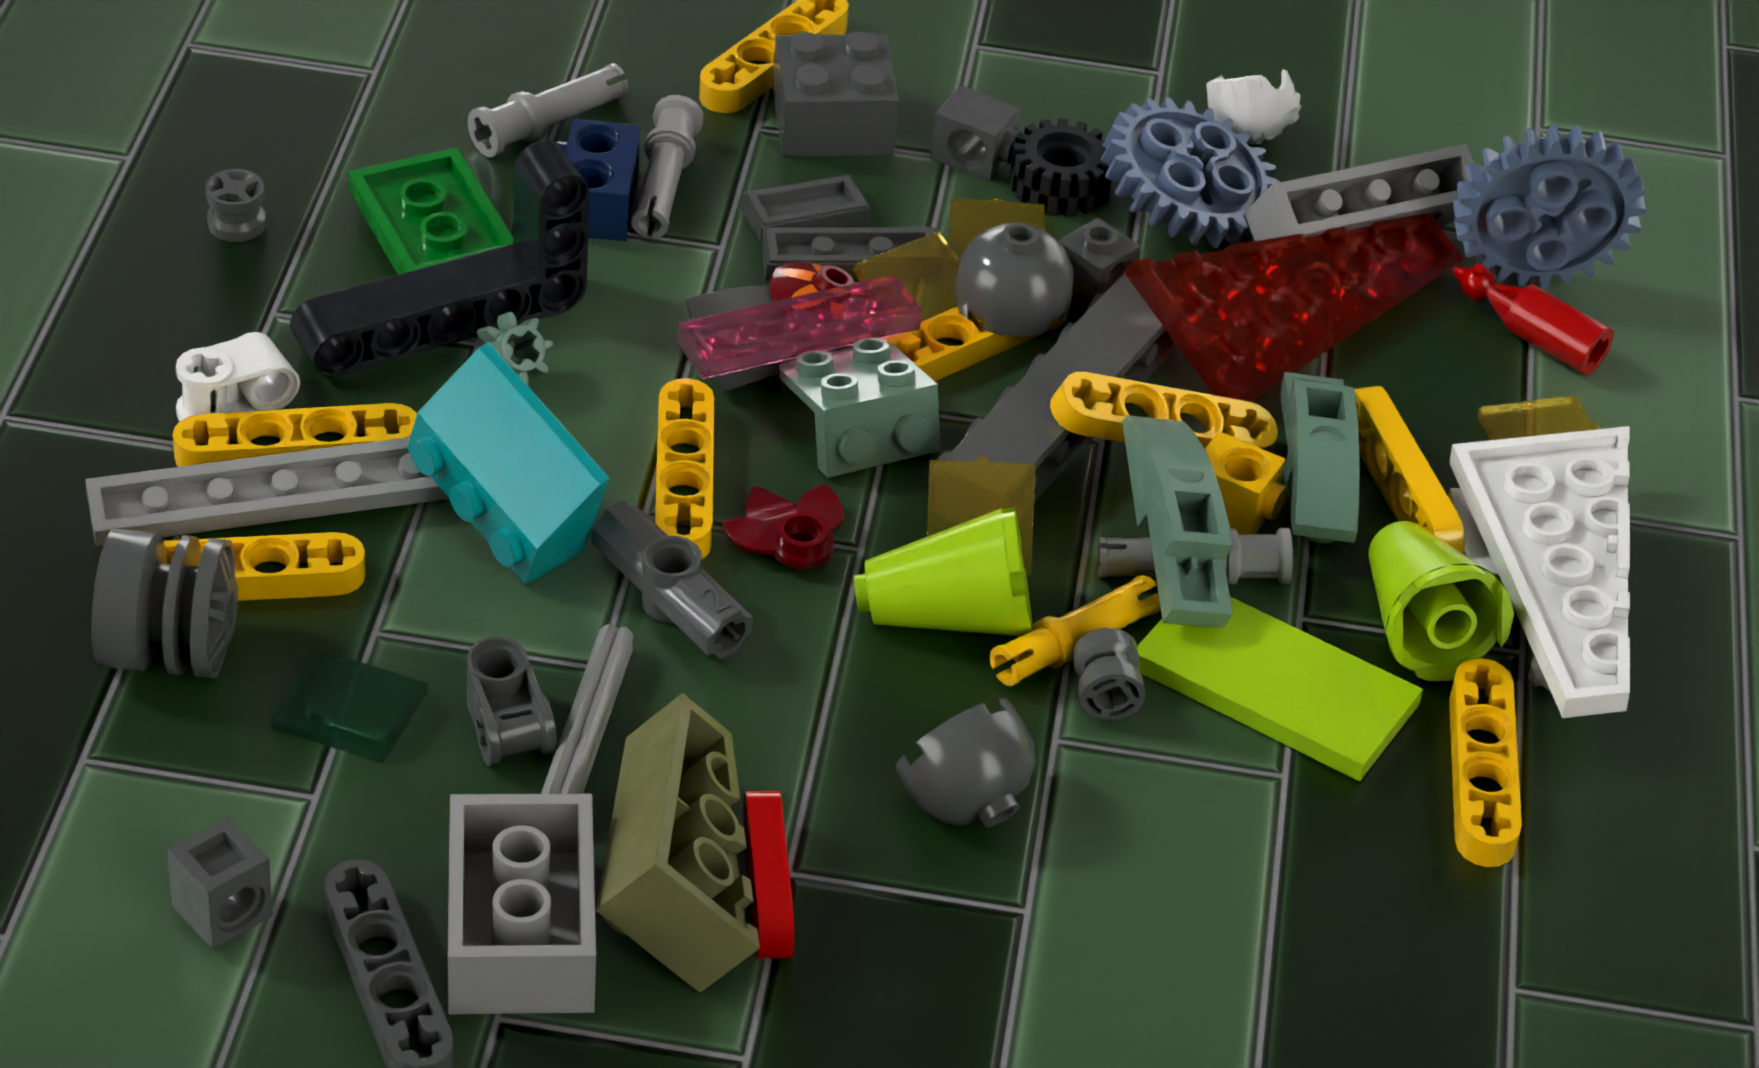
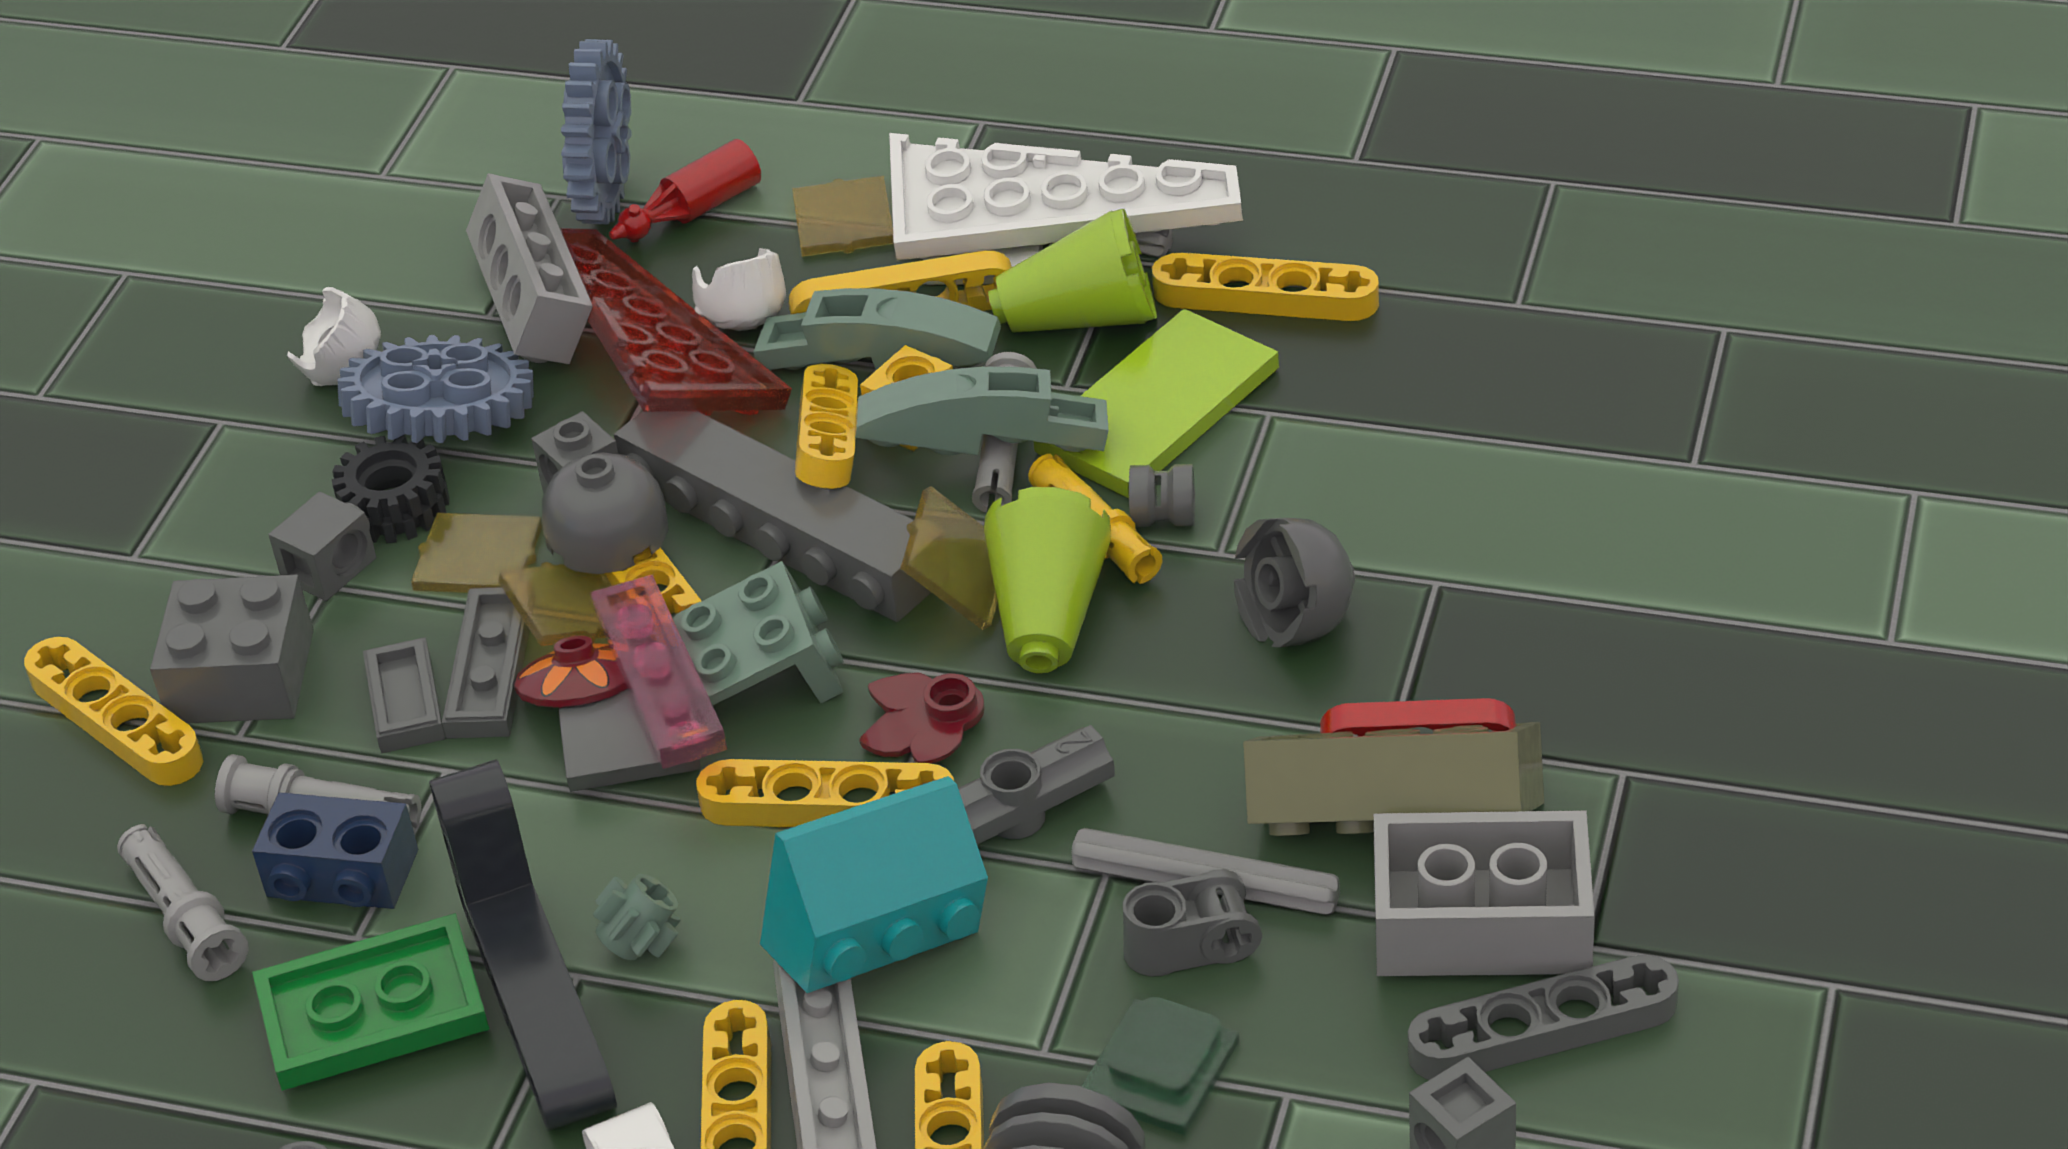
camera: 75 degrees left, 0 degrees up
(1364, 356) = (741, 292): none -> white hair

